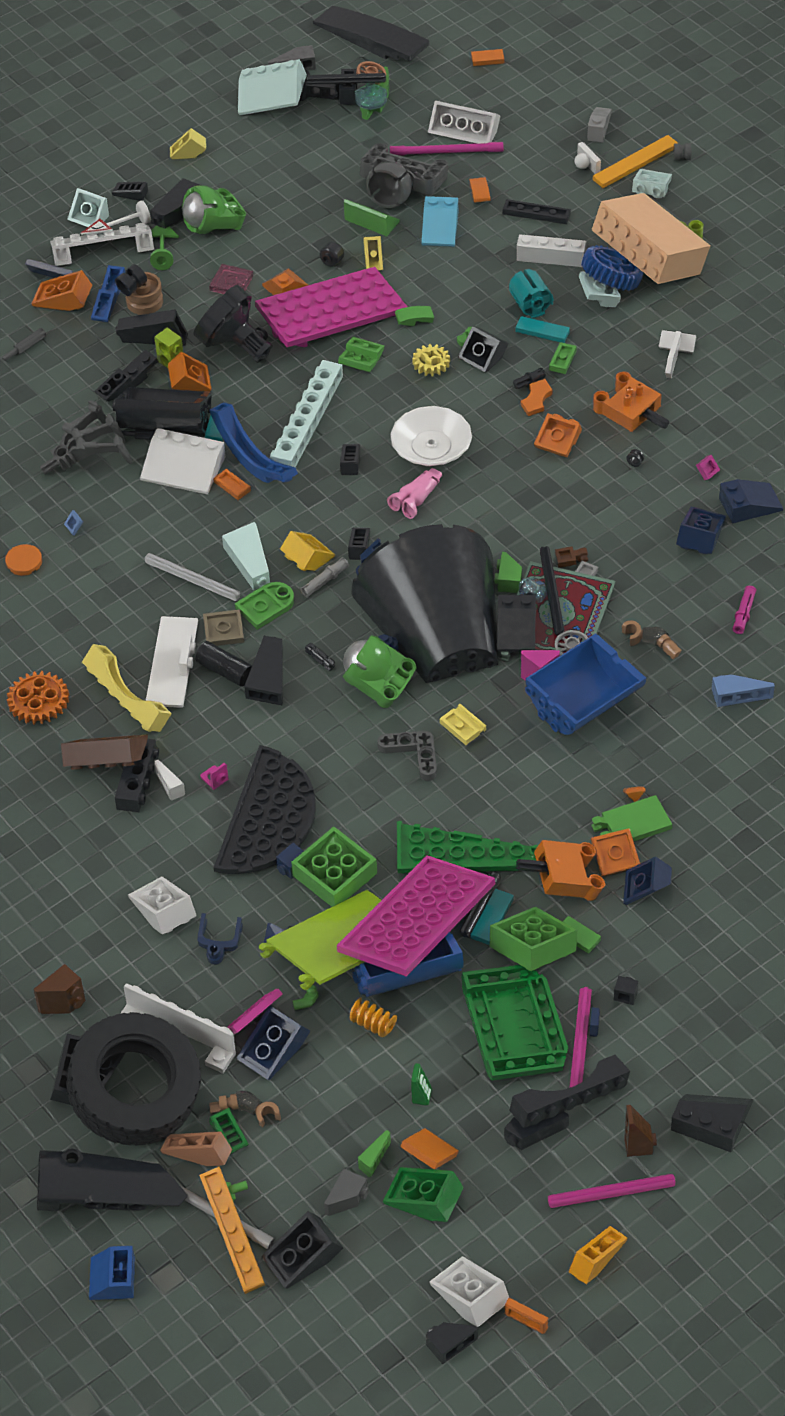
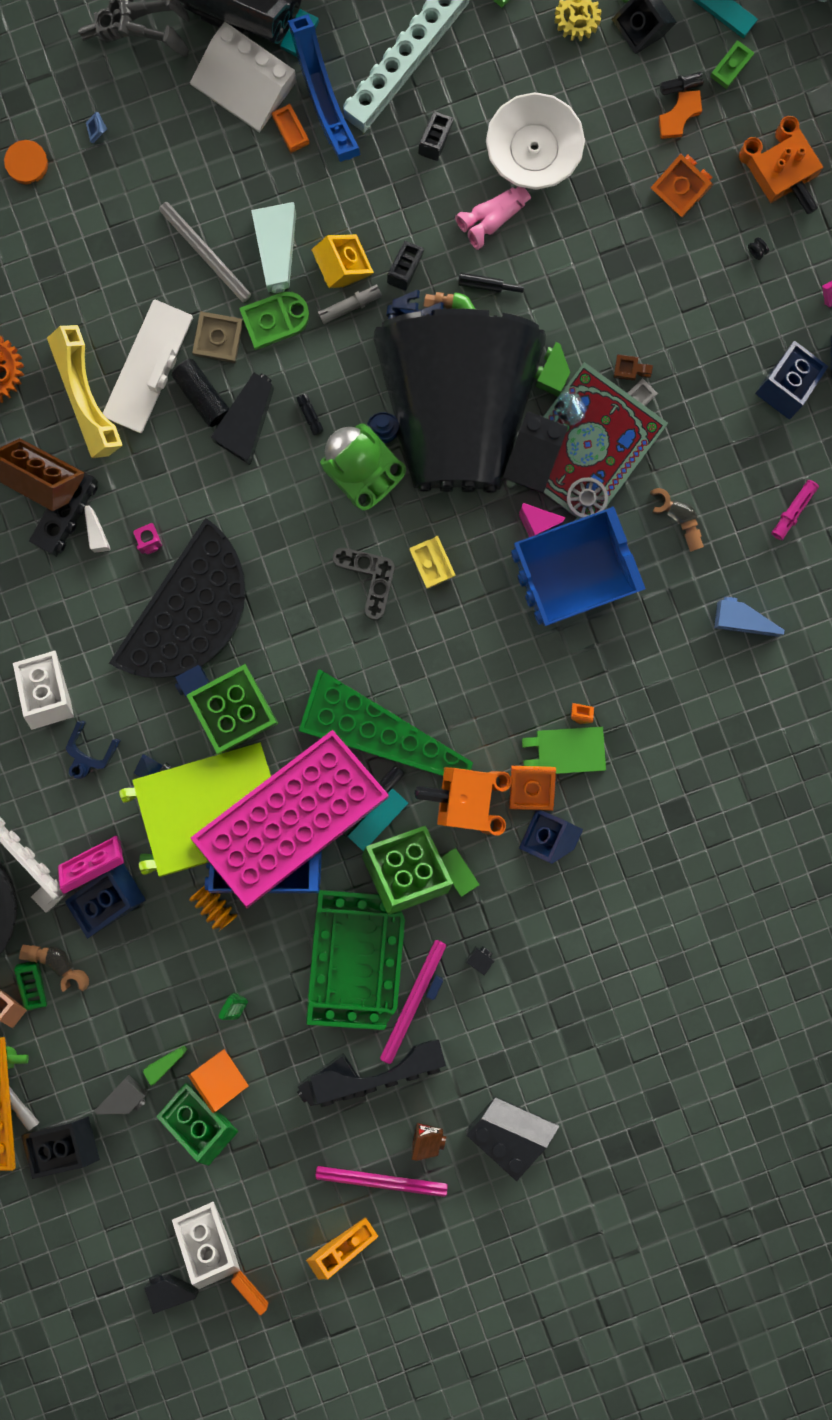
camera: 15 degrees right, 35 degrees up
(552, 592) = (592, 414): black axle -> none

